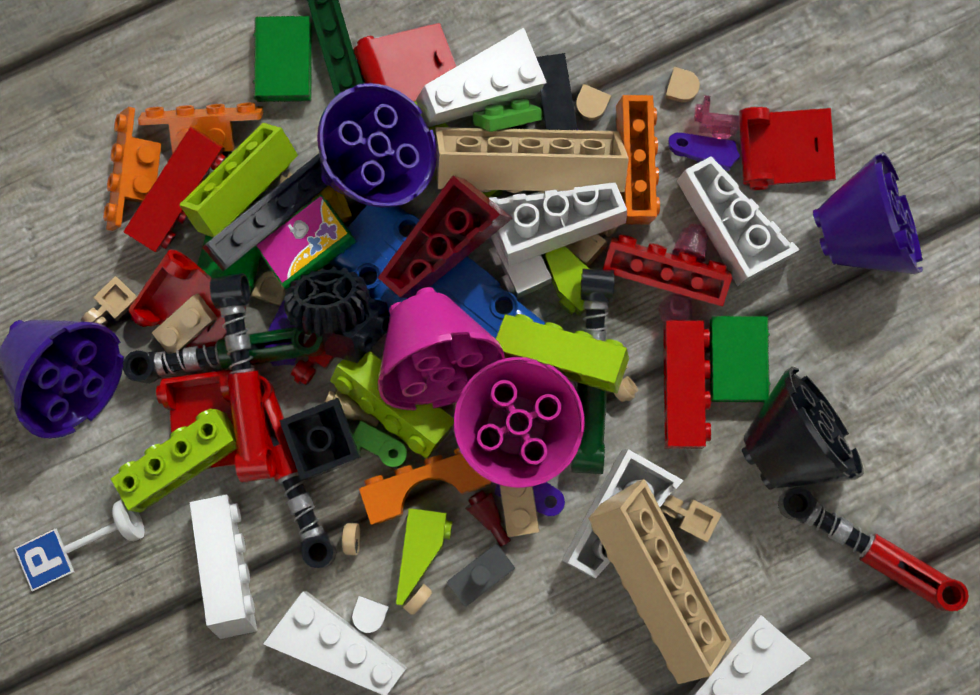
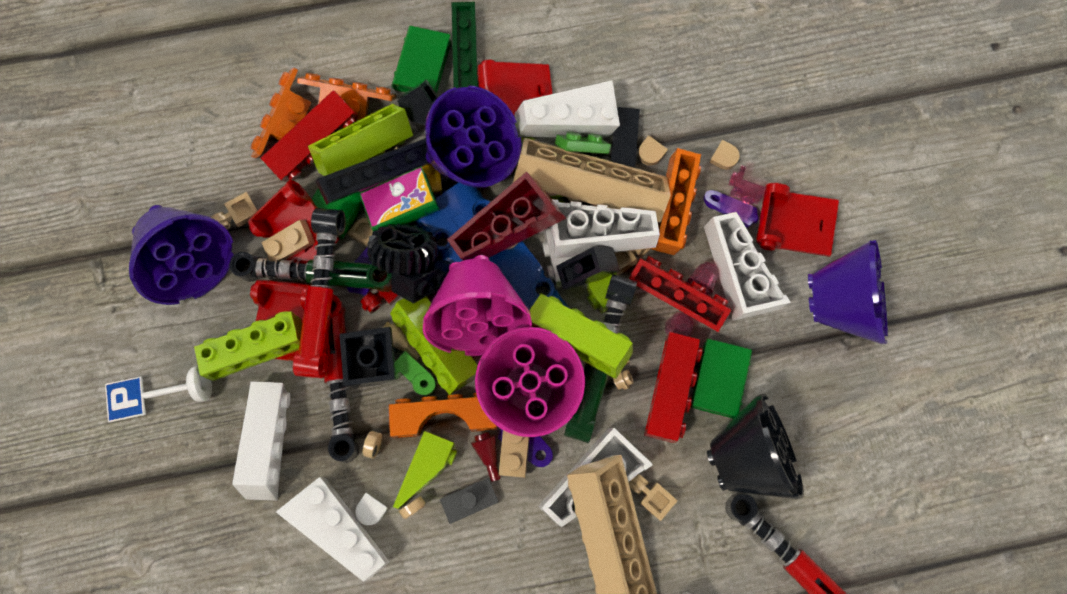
camera: 10 degrees right, 5 degrees down
(297, 113) = (418, 102): none -> black slope
(551, 268) = (588, 267): none -> black slope

